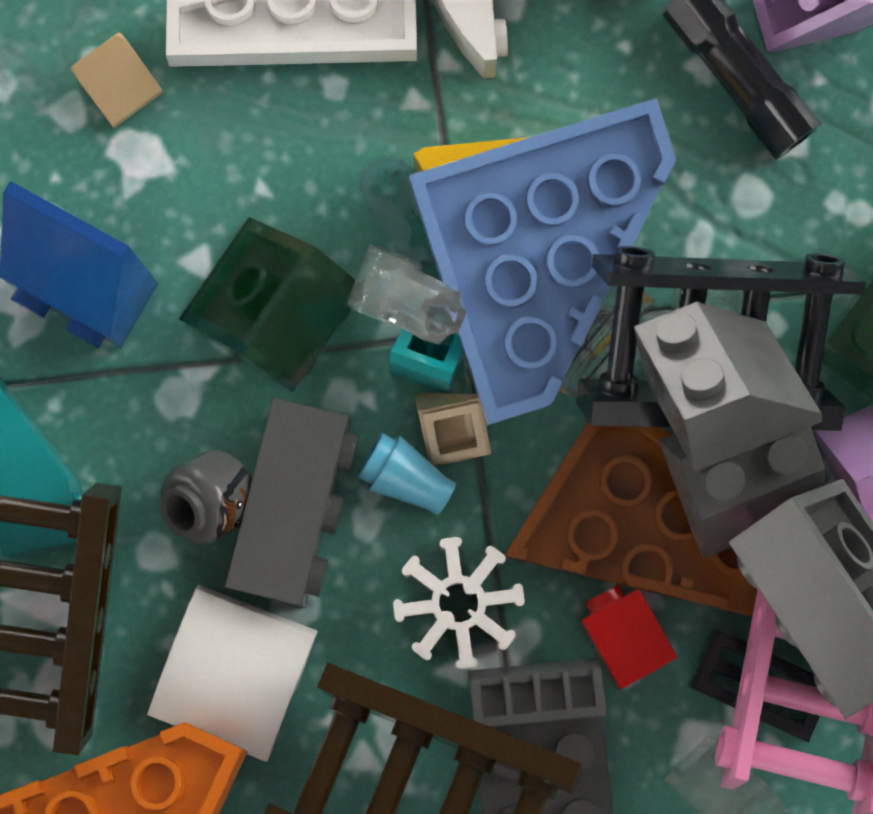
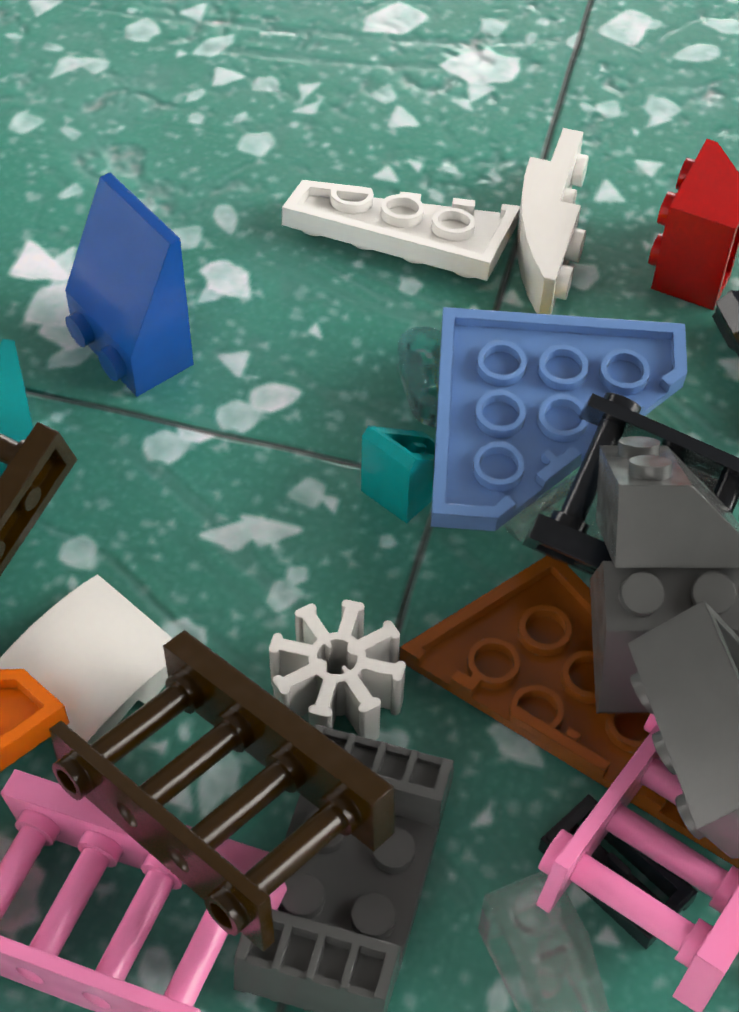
camera: 20 degrees right, 30 degrees down
(116, 79) = (234, 218): tan slope -> none
(205, 497) = (148, 503): dark grey head -> none
(271, 302) = (286, 395): clear green slope -> none
(292, 503) = (218, 542): dark grey brick -> none
(400, 294) = (399, 394): clear piece -> none
(405, 475) = (333, 553): medium azure cone -> none
(452, 427) = (398, 542): tan slope -> none
(625, 636) = (492, 763): red brick -> none

